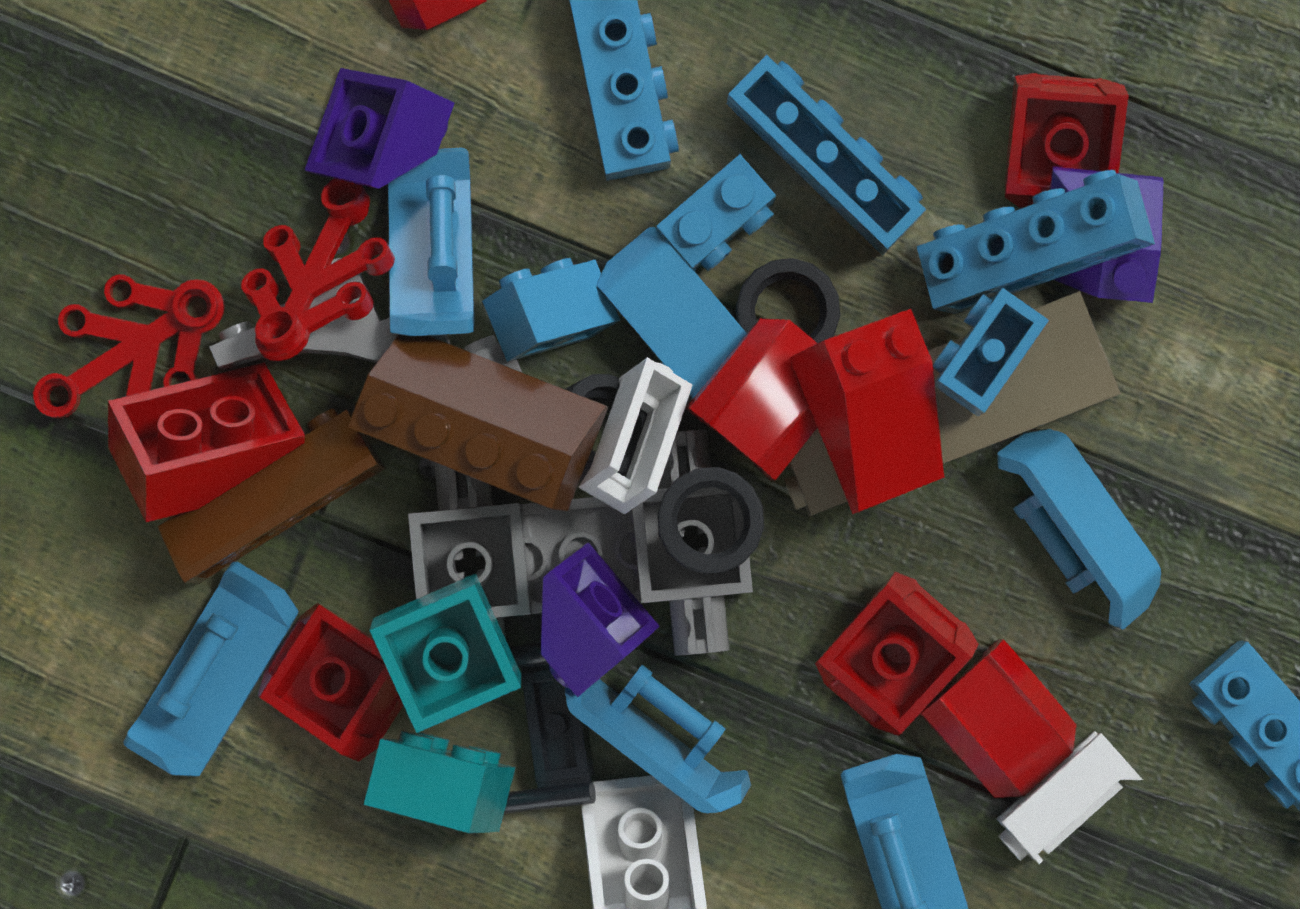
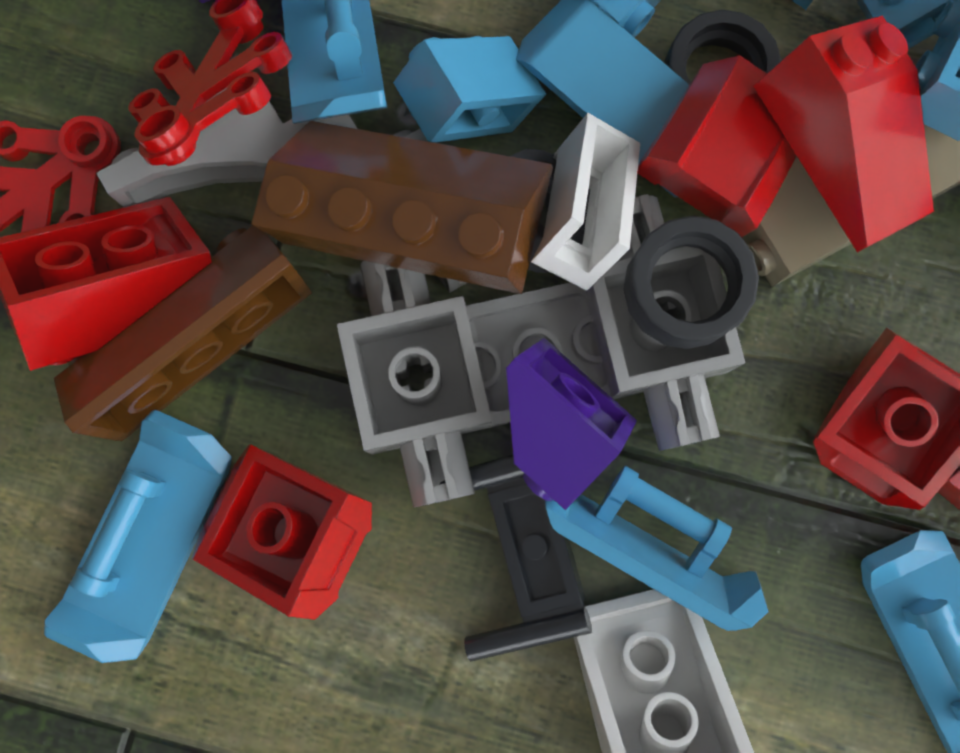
camera: 10 degrees left, 5 degrees down
(438, 785) = (408, 638): teal brick -> none
(445, 653) = (397, 480): teal brick -> none

